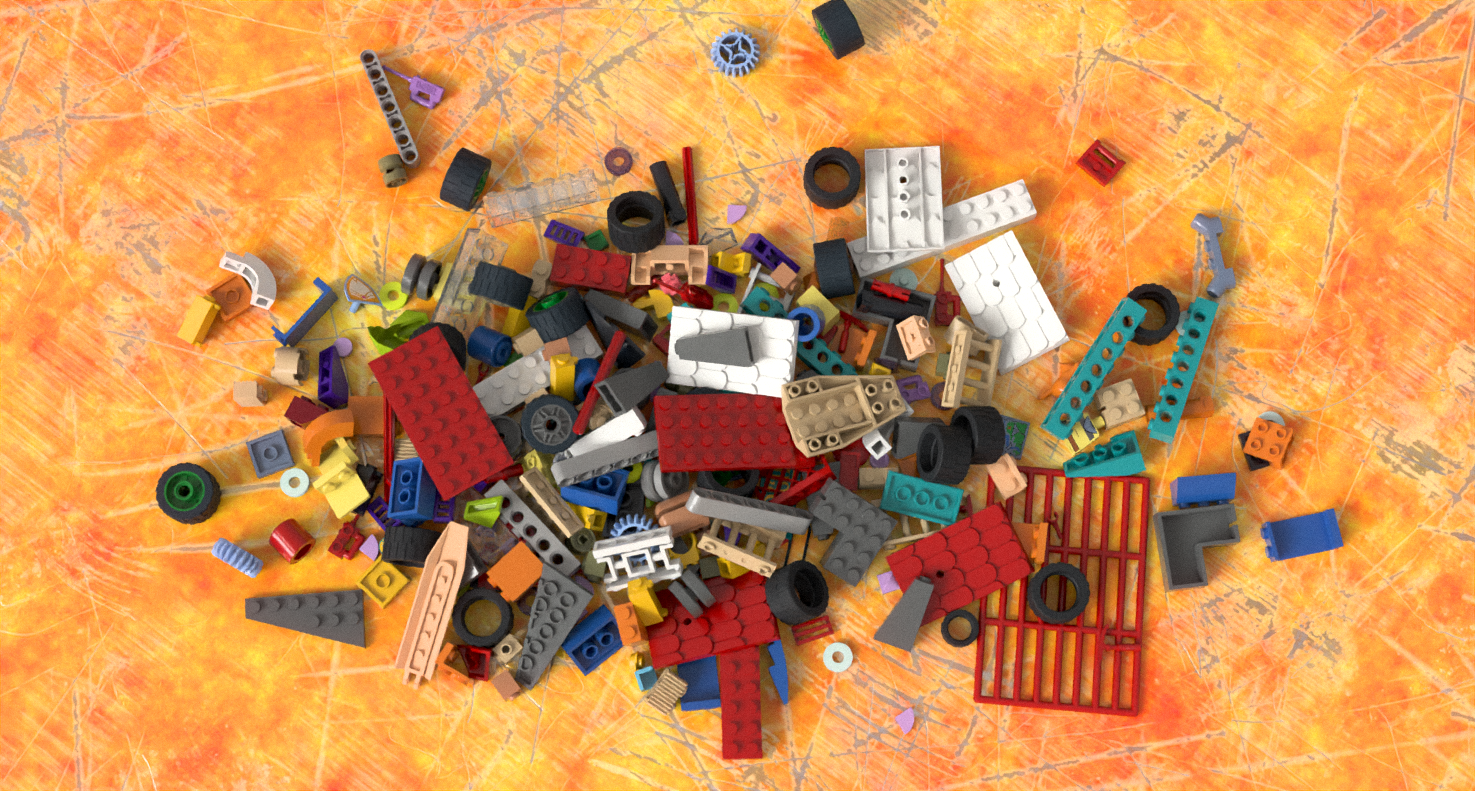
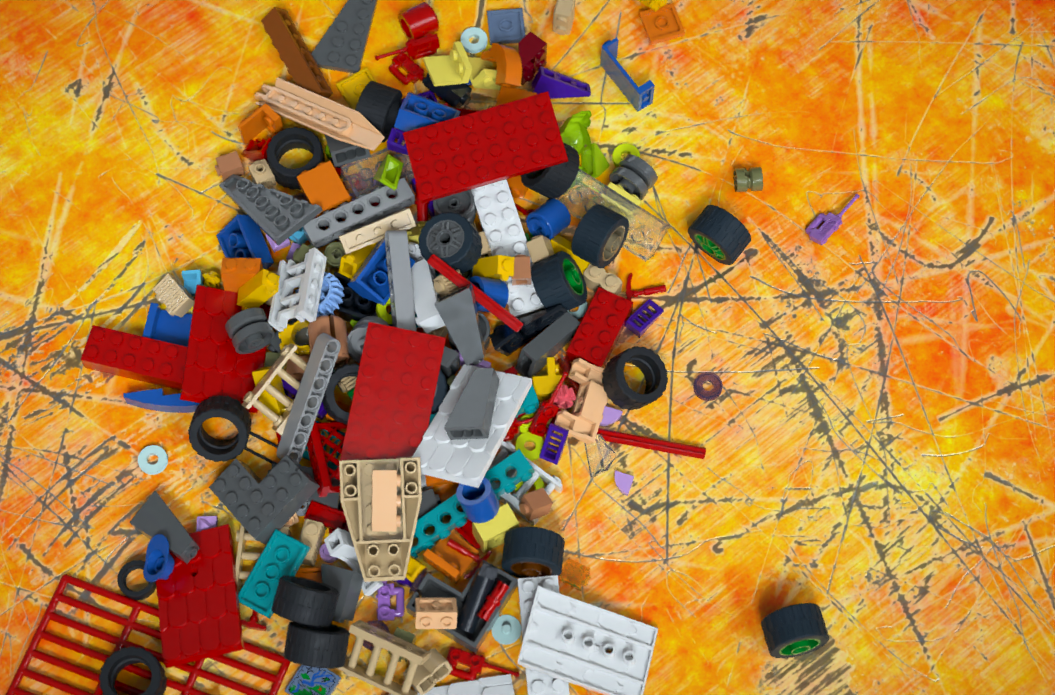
camera: 105 degrees right, 10 degrees down
(256, 273) = (676, 46): white arch -> none
(290, 366) = (580, 53): tan brick -> none
(322, 536) = (417, 47): none -> red piece
(344, 347) = (588, 103): lavender tile -> none
(359, 292) = (635, 125): shield -> none
(361, 658) = (294, 52): none -> dark orange brick
(371, 548) = (395, 83): lavender tile -> none
(389, 100) = (806, 197): light grey beam -> none
(535, 239) = (646, 291): none -> red piece
(541, 198) = (684, 301): clear brick -> none
(596, 241) = (628, 342): green tile -> none
(668, 193) = (660, 421): black piece -> none
(734, 264) = (569, 459): yellow brick -> none
(748, 60) = (789, 521): light blue gear -> none
(766, 253) = (568, 501): dark purple slope -> none
(828, 625) = (185, 459): red tile -> none
(830, 408) = (385, 500): none -> light nougat brick
(835, 156) = (637, 559): black tyre -> none
(905, 720) = (70, 505): lavender tile -> none
(941, 609) = (158, 560): none -> blue piece
(1007, 476) = (269, 669): light nougat bracket -> none
(1033, 540) = (197, 673): orange bracket -> none

